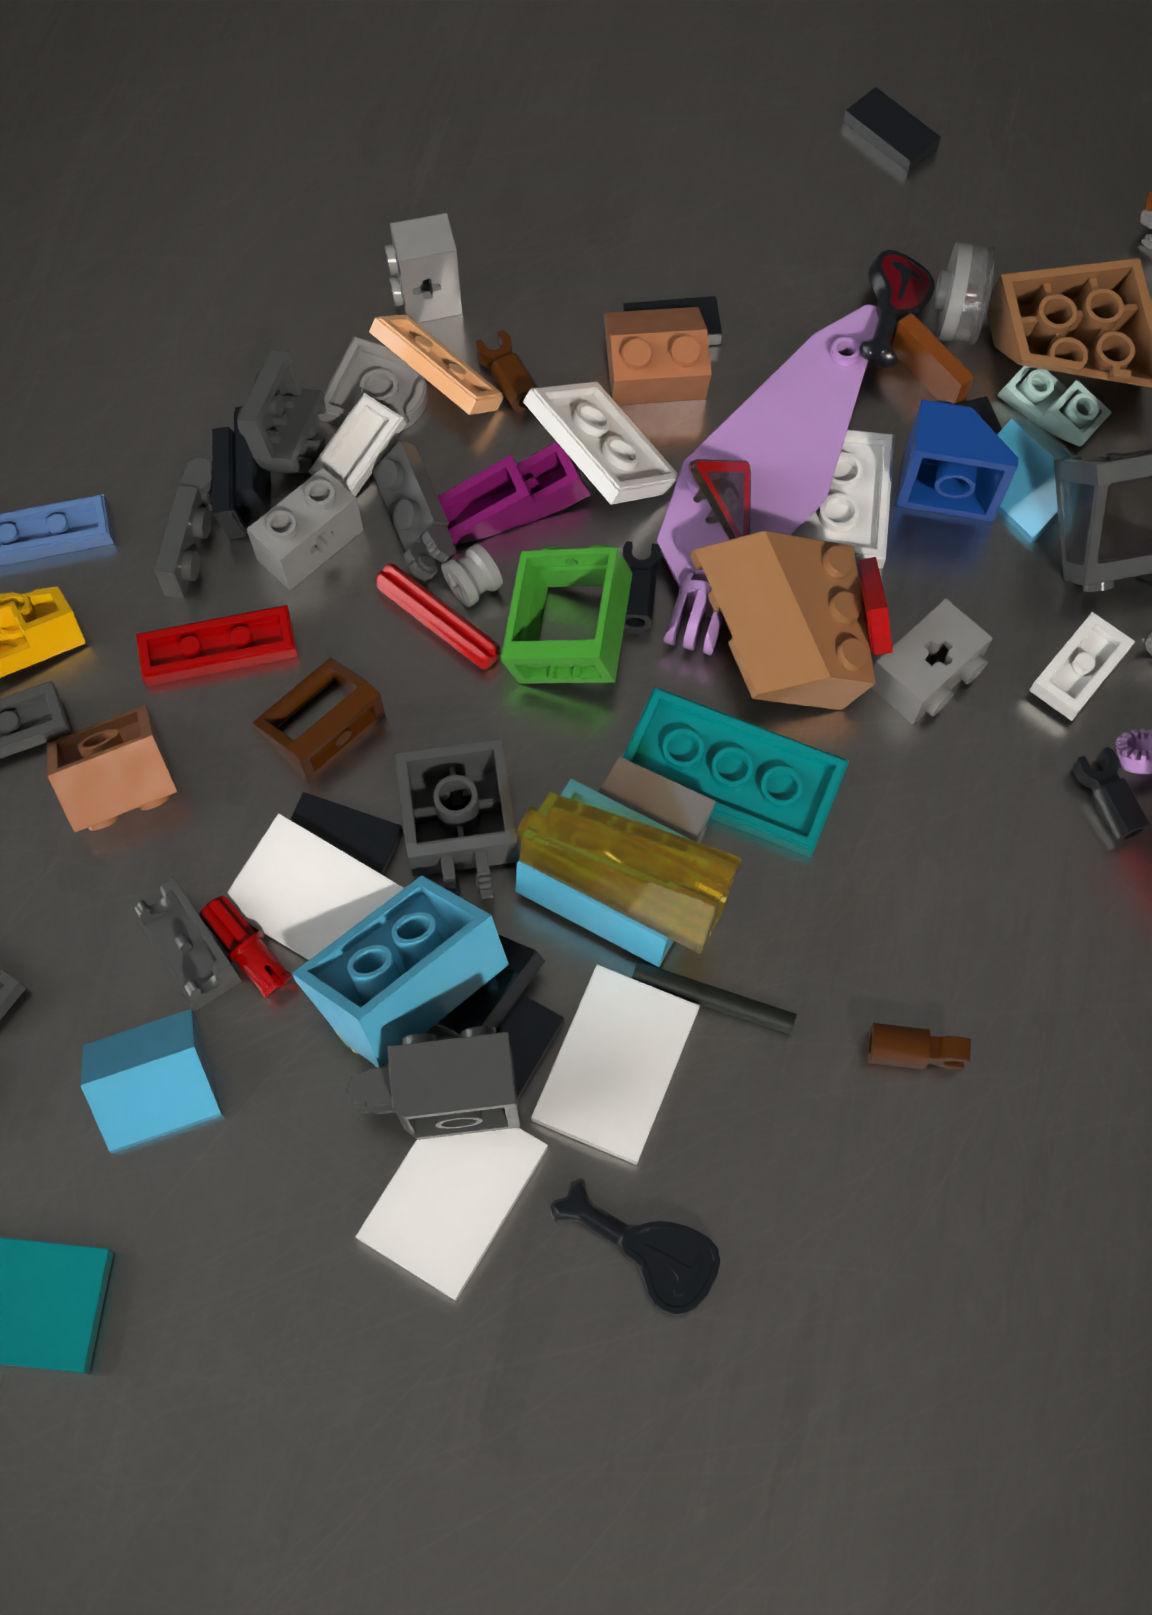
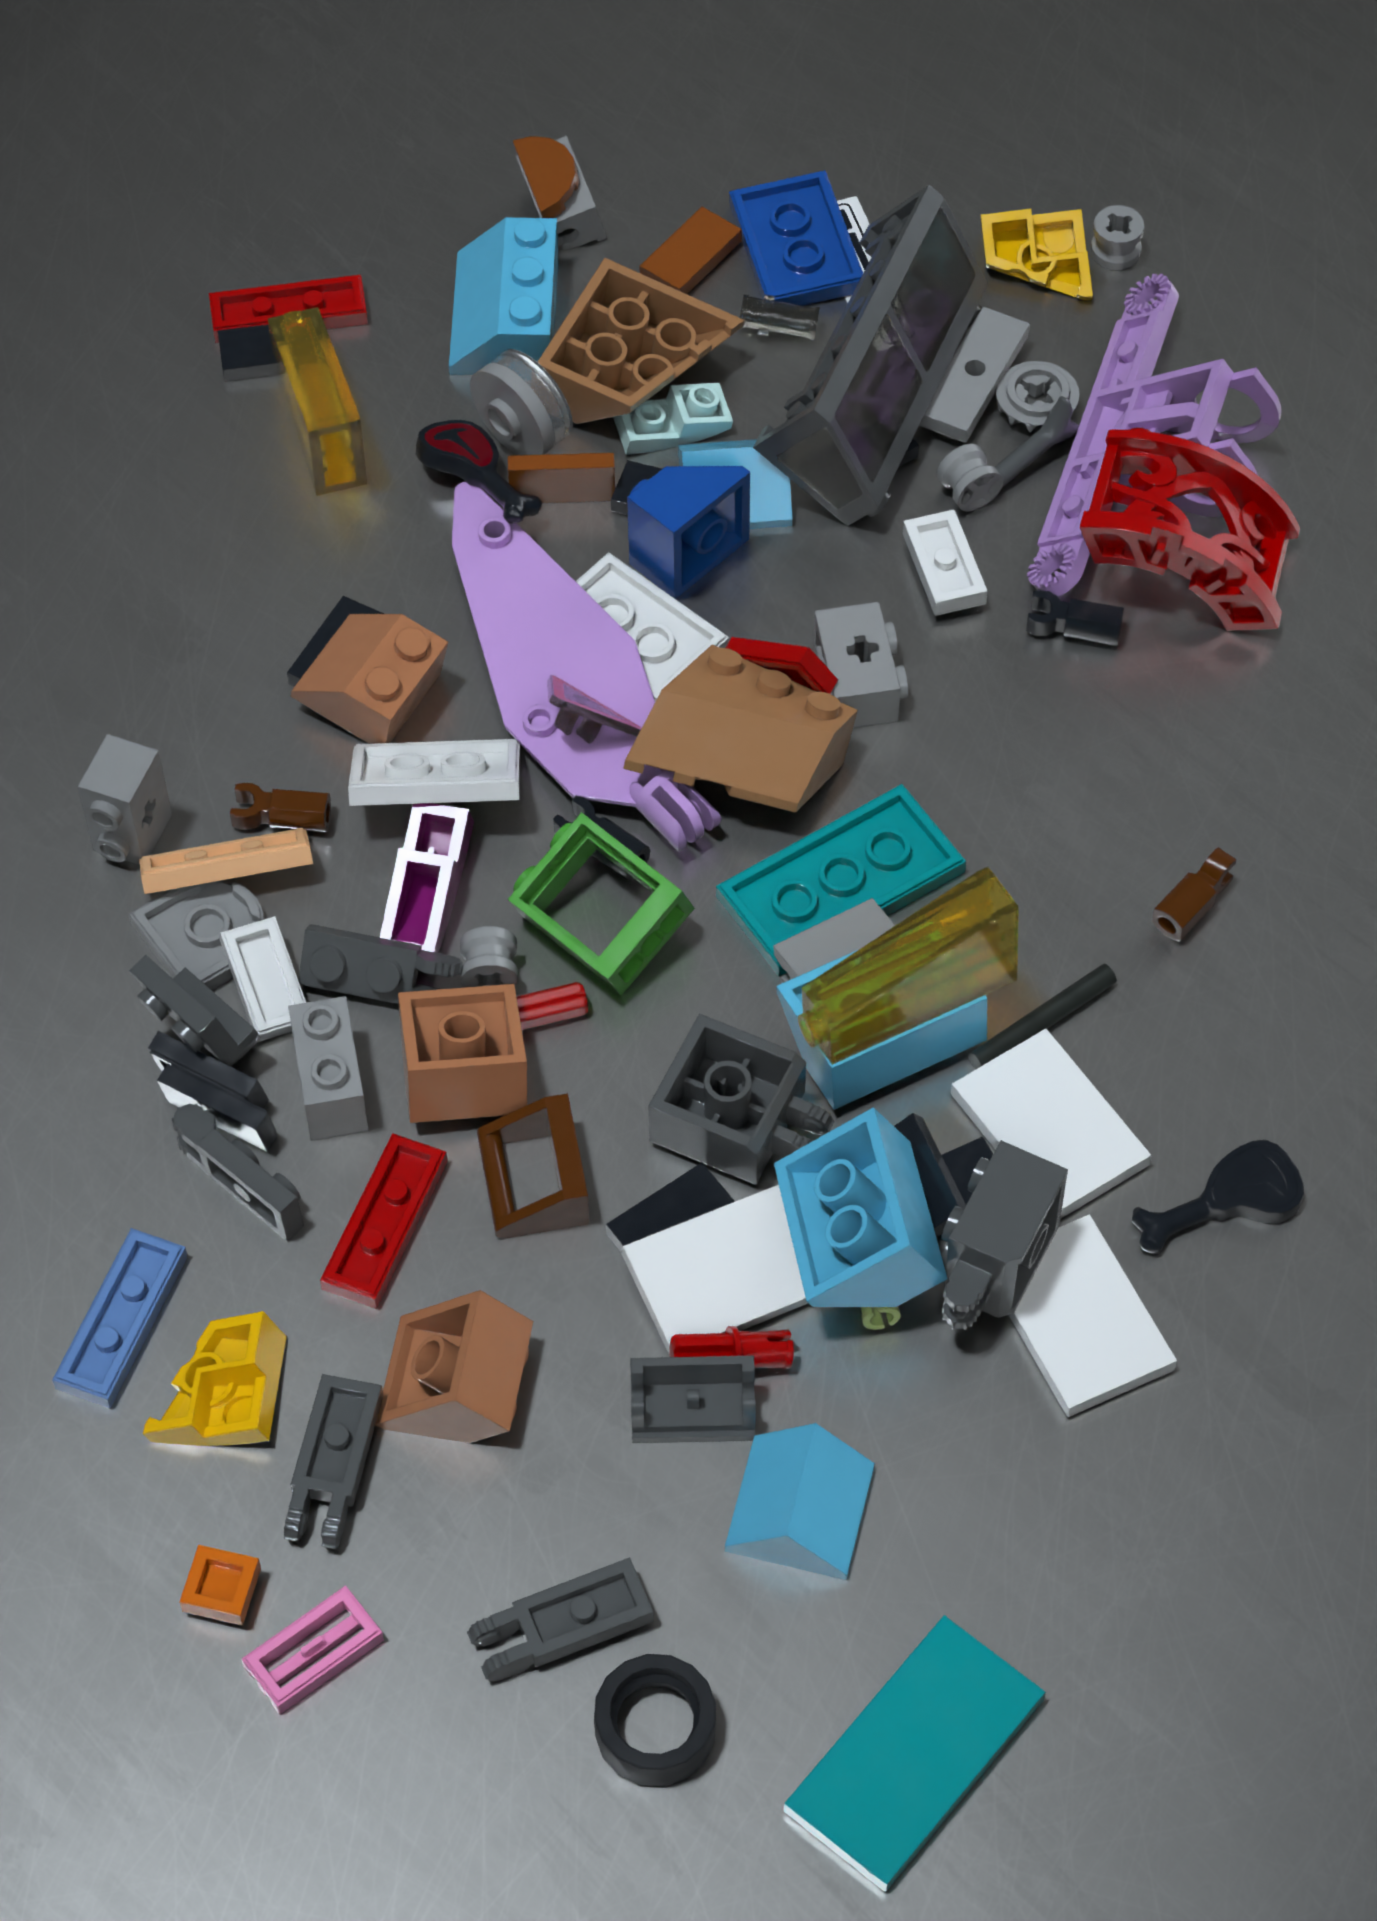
camera: 55 degrees left, 10 degrees down
(373, 604) = (462, 1053): none -> nougat slope
(859, 172) = (319, 401): none -> clear yellow slope
(962, 134) = (338, 300): none -> red tile
(1071, 228) = (505, 293): none -> medium azure slope

